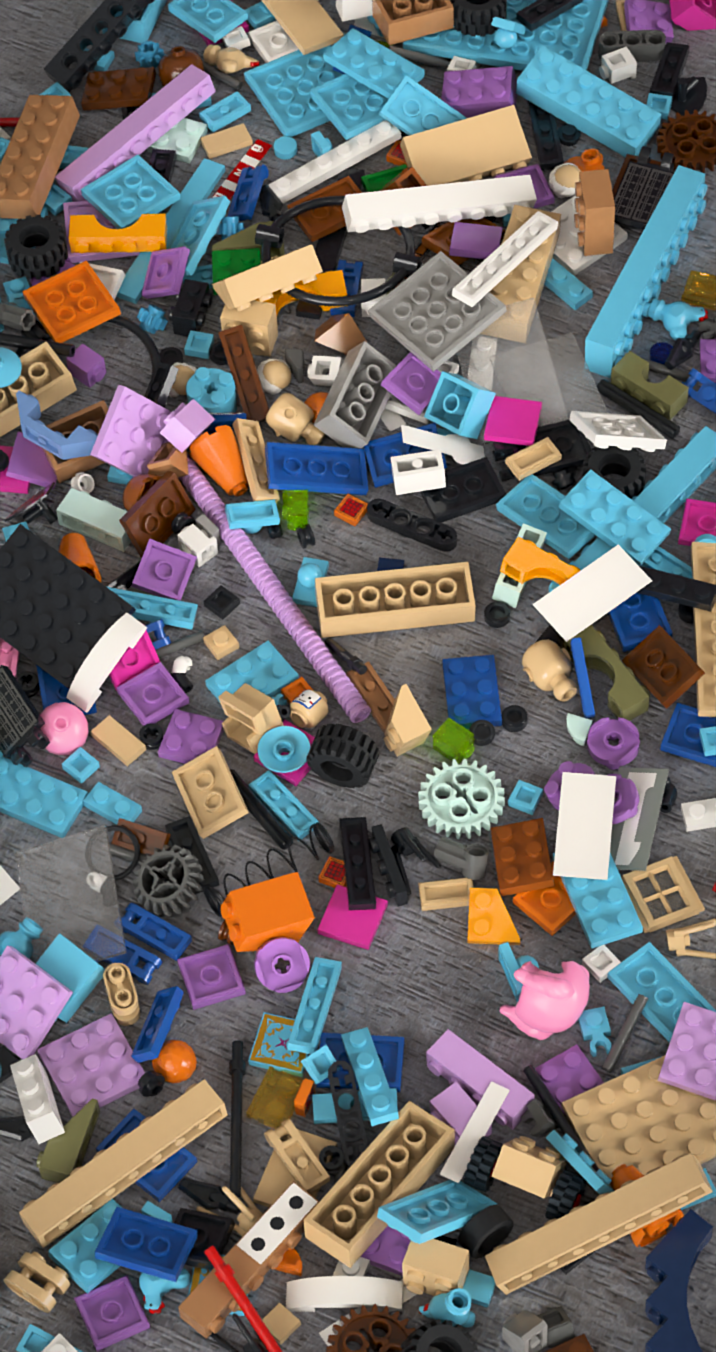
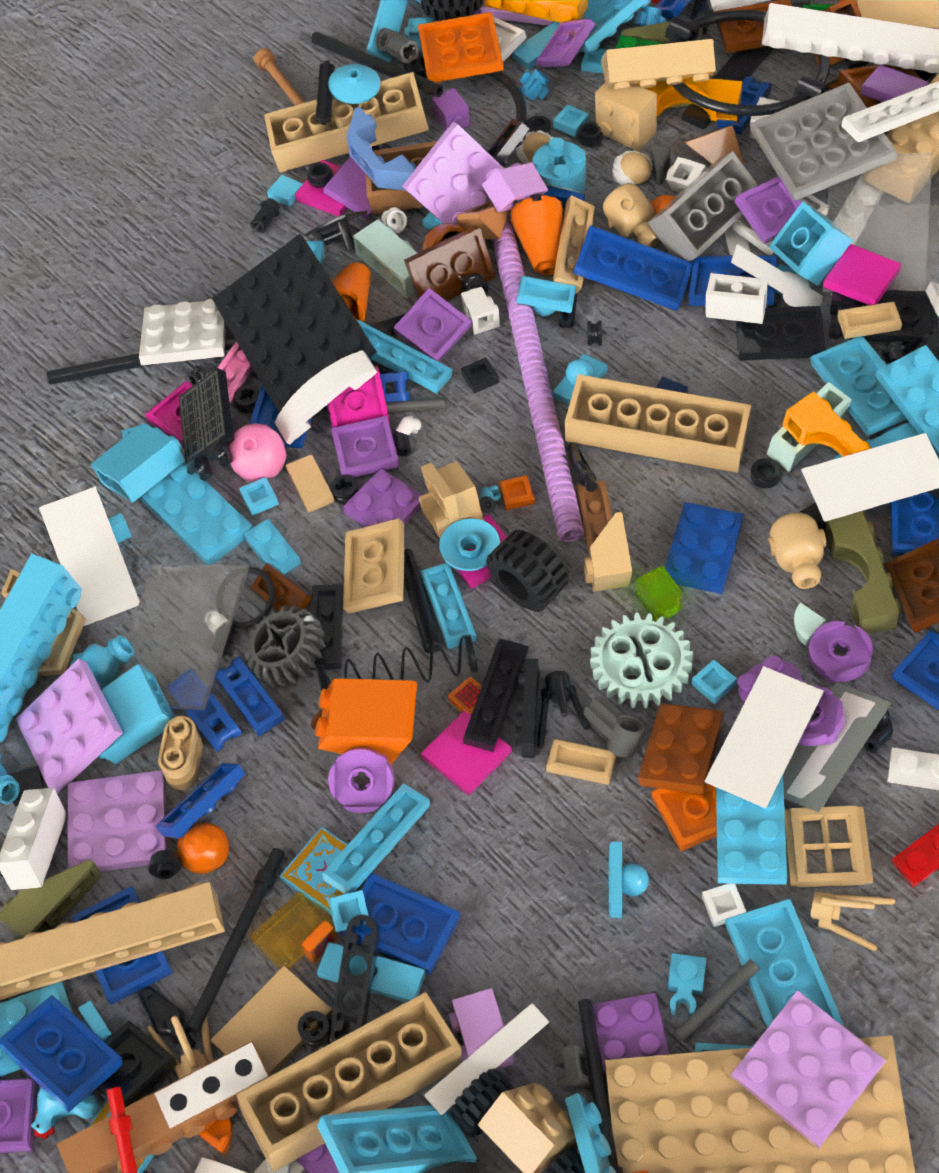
camera: 25 degrees right, 0 degrees up
(190, 307) = (577, 82): black brick -> none
(206, 524) = (498, 297): light grey tile -> none
(211, 976) = (286, 767): medium lavender tile -> none
(221, 642) = (460, 415): tan plate -> none
(244, 373) = (599, 153): reddish brown plate -> none
(261, 668) = (483, 457): medium azure plate -> none
(295, 508) = (596, 303): clear neon green brick -> none
(297, 1156) = (277, 1011): tan plate -> none
(308, 709) = (517, 510): tan head -> none
(351, 510) = (654, 321): tile -> none
(369, 1076) = (395, 947): medium azure plate -> none
(414, 521) = (715, 351): black beam -> none
(474, 1072) = (519, 985): lavender brick -> none
(483, 732) = (695, 594): black plate -> none
(489, 919) = (615, 807): light orange wing -> none
(514, 718) = (738, 590): black tile -> none
(549, 1000) = (637, 930): bright pink piece -> none
(582, 678) = (829, 568): blue tile -> none

